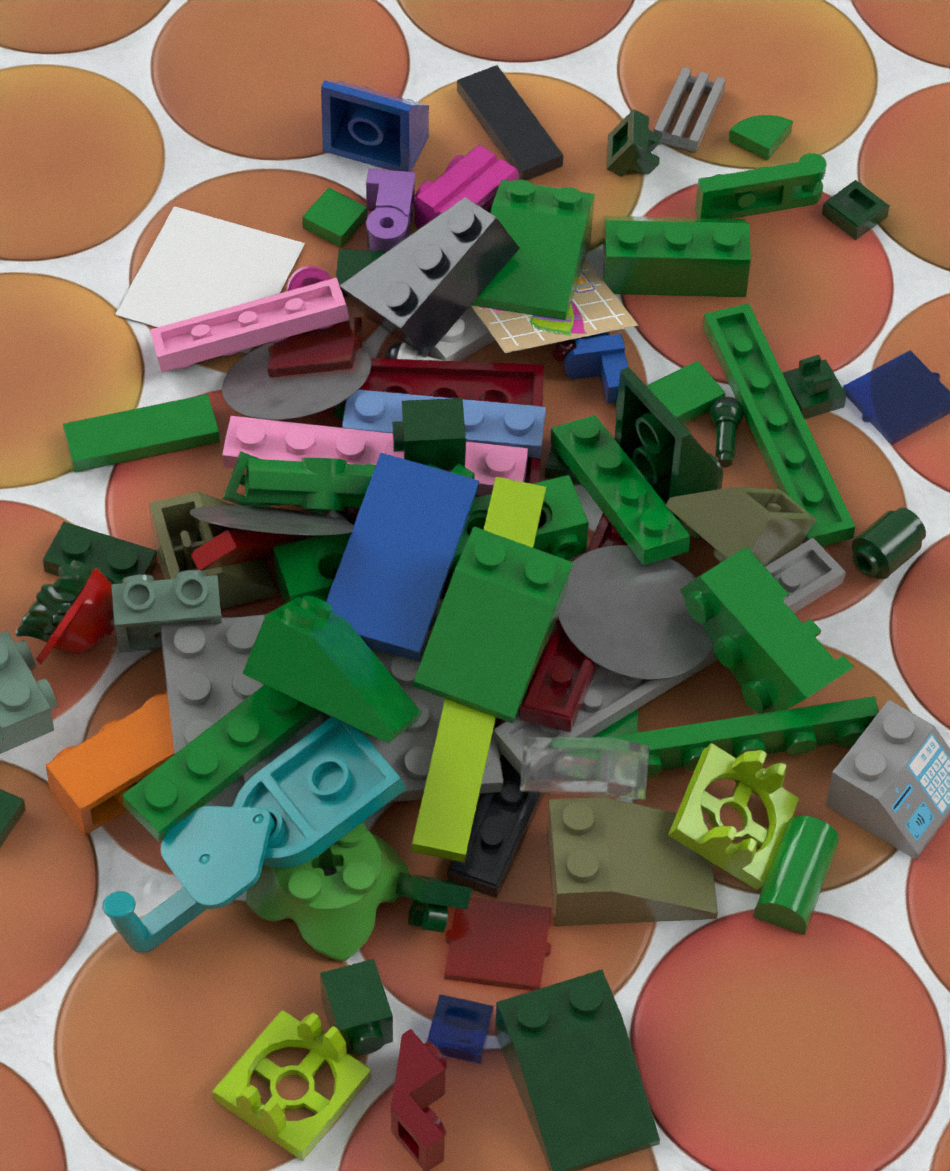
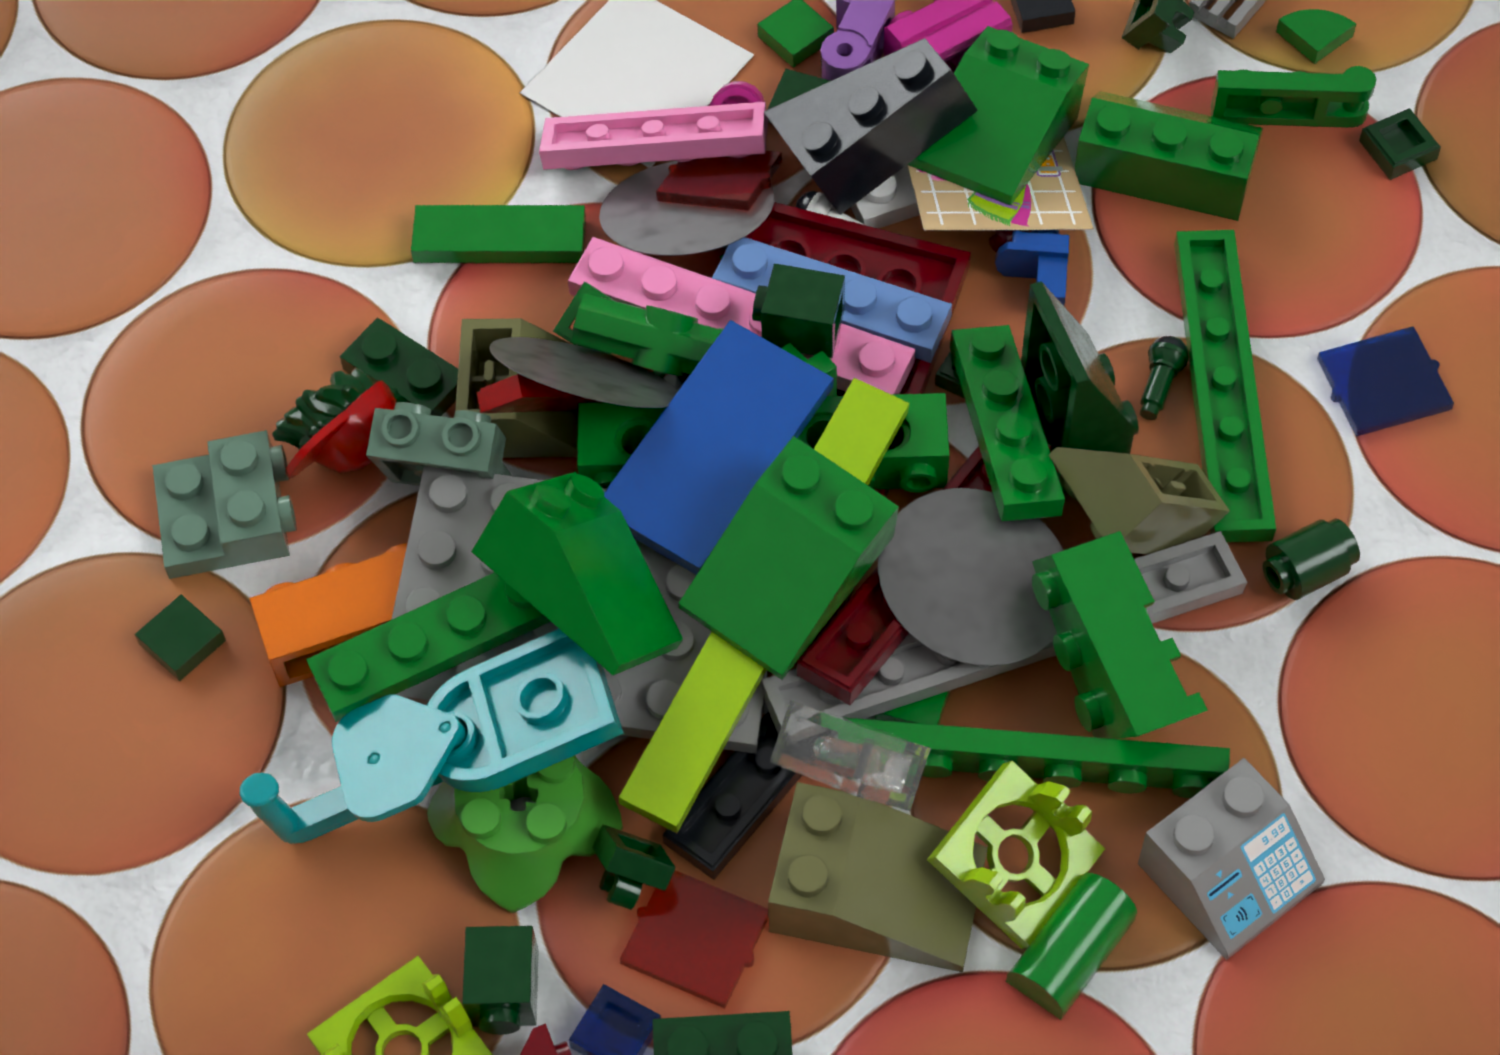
camera: 20 degrees right, 5 degrees up
(687, 391) = (1123, 321): green tile -> none
(815, 387) = (1282, 348): dark green tile -> none

